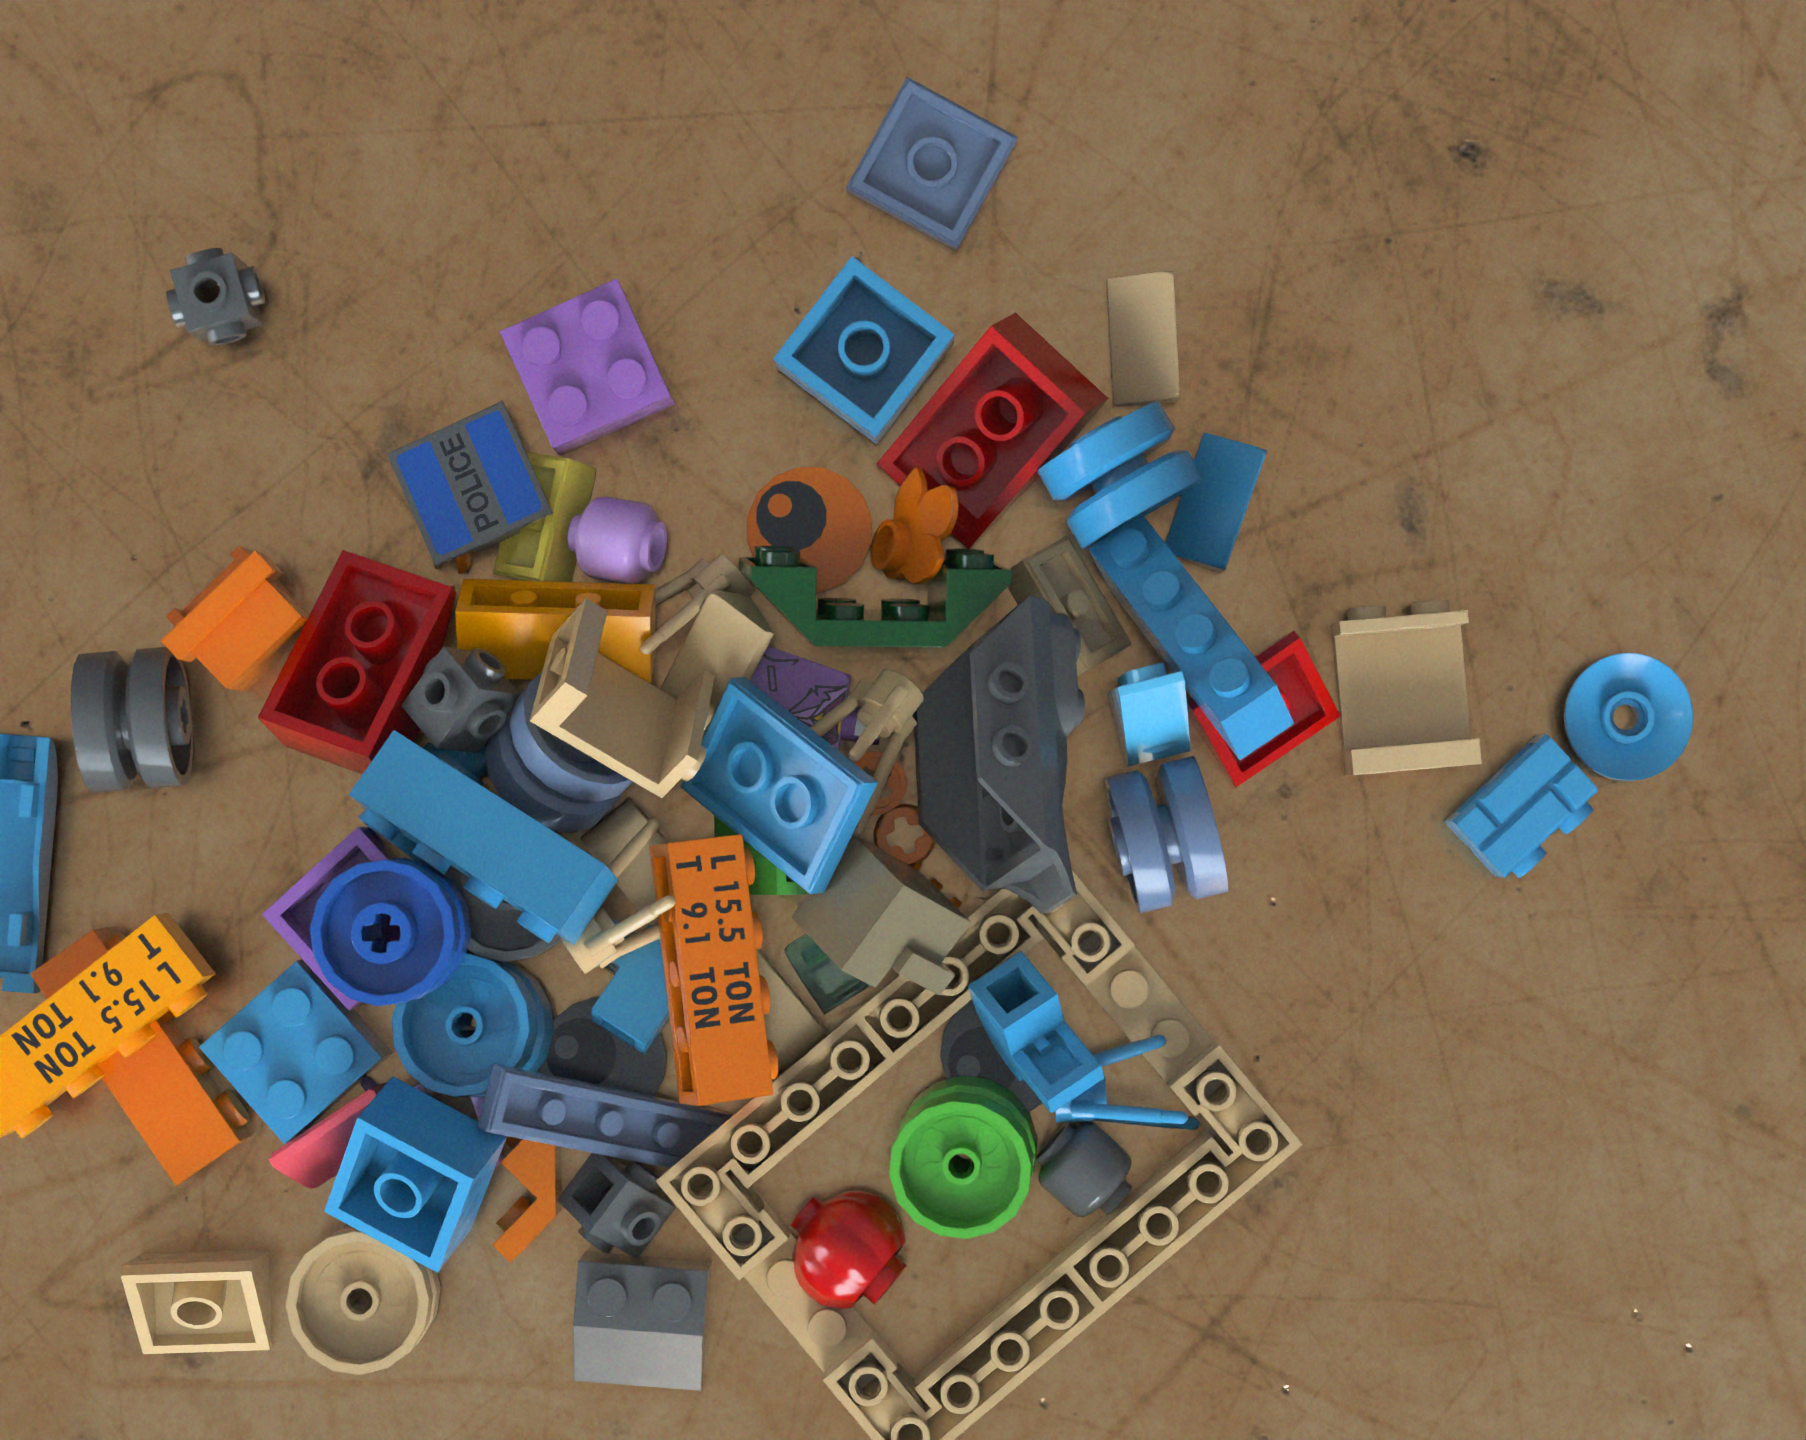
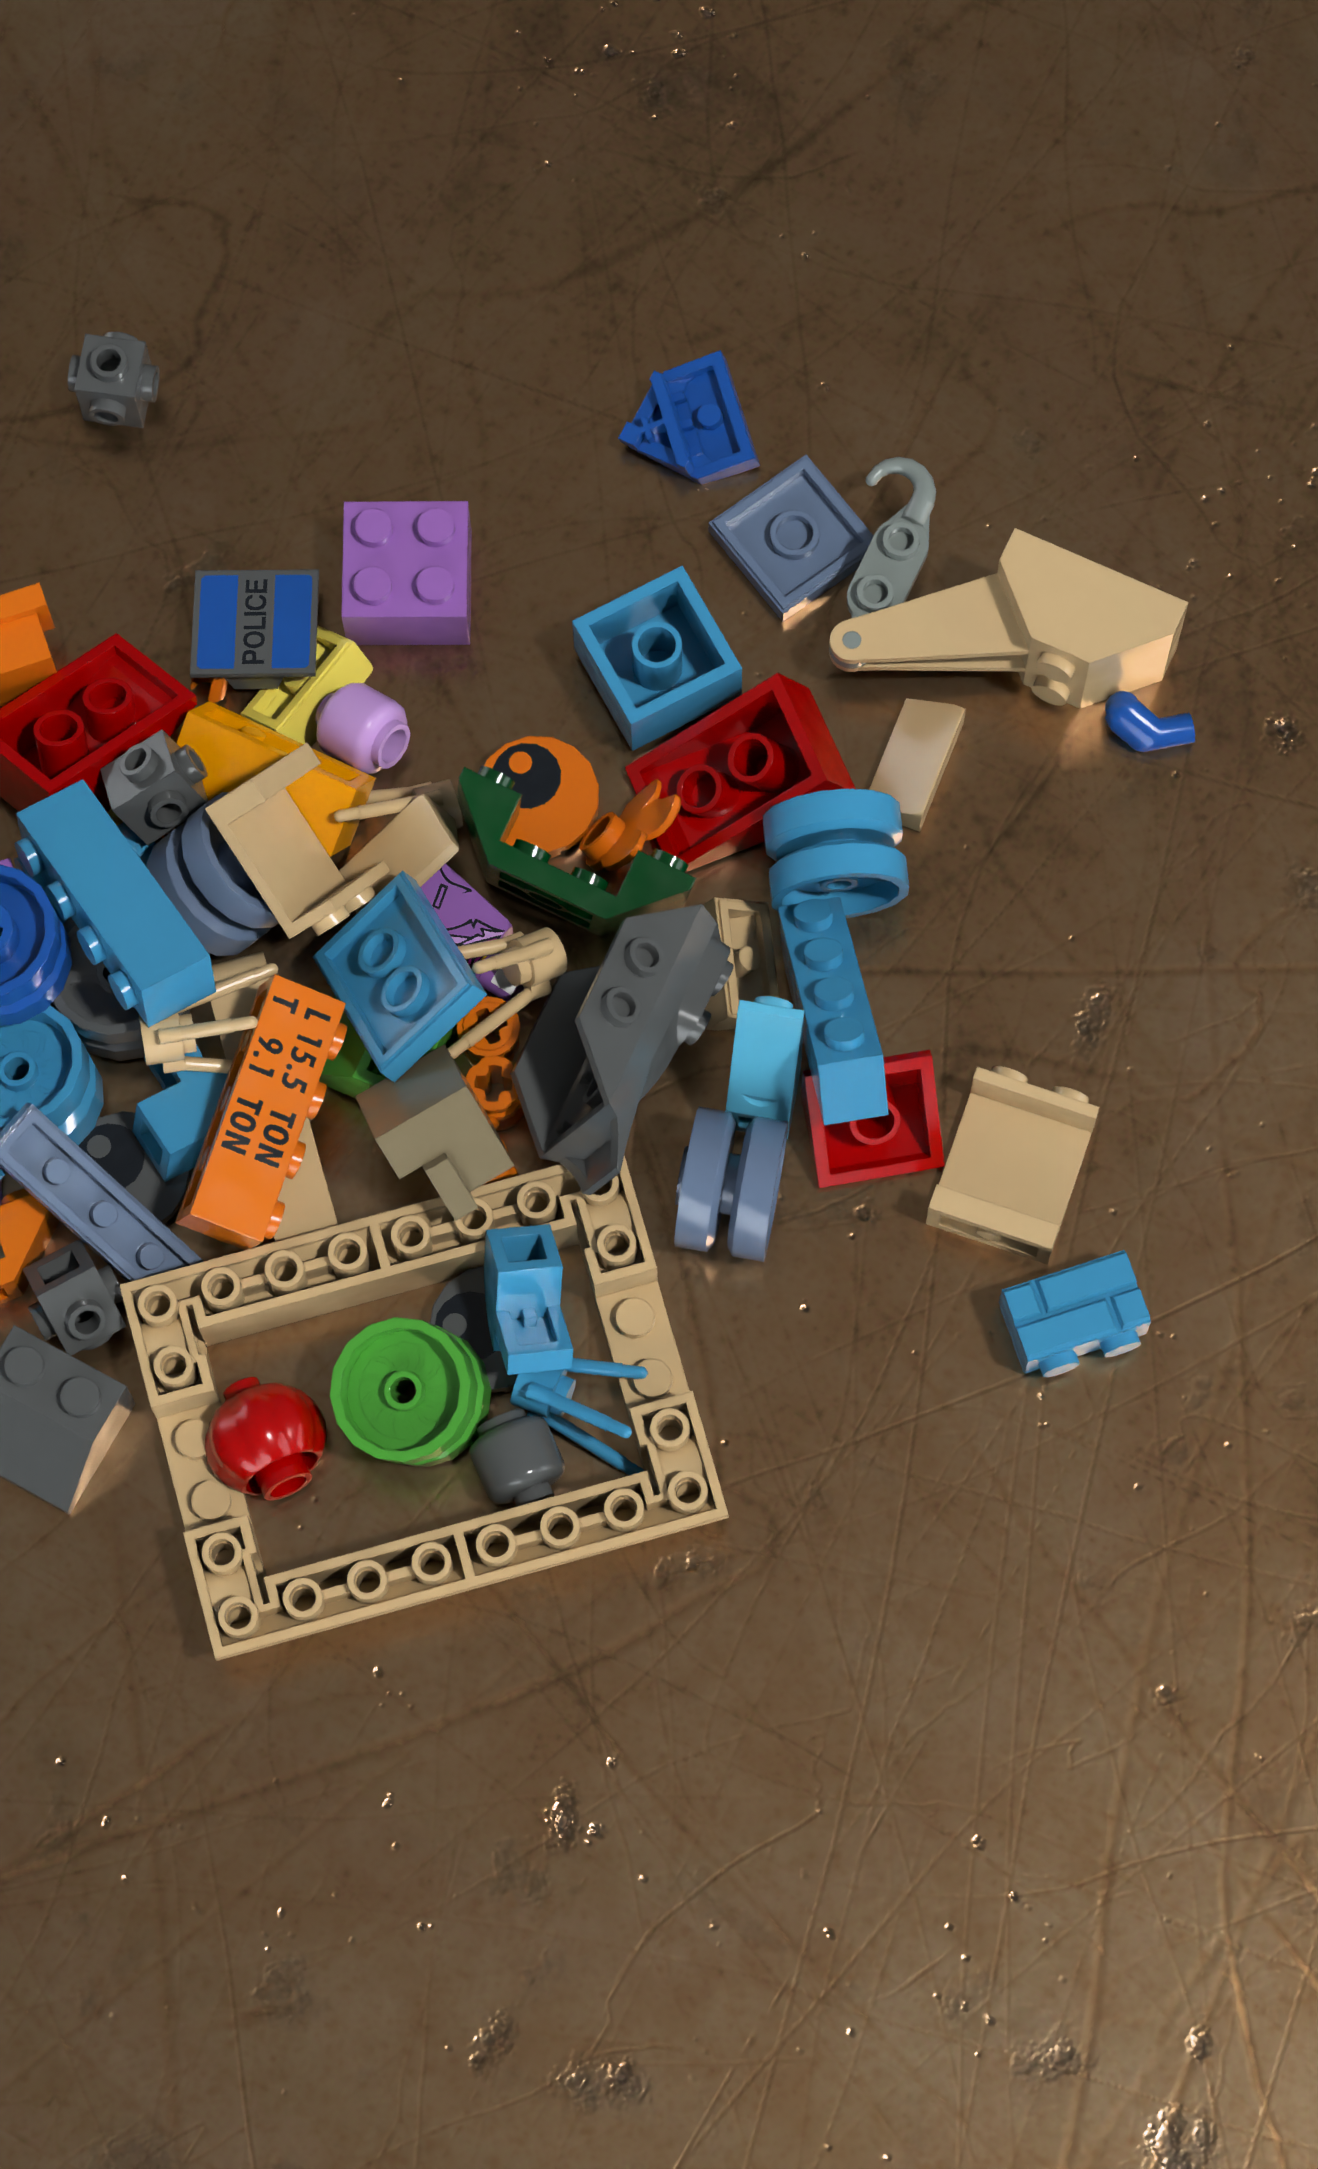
camera: 25 degrees right, 15 degrees down
(785, 88) = (694, 422): none -> blue slope
(821, 975) = (369, 1184): clear light blue slope -> none
(1202, 151) = (1045, 613): none -> tan slope
(1214, 509) = (915, 928): dark azure slope -> none
(1341, 212) = (1143, 729): none -> blue arm
(1660, 716) = (1216, 1245): dark azure dish -> none

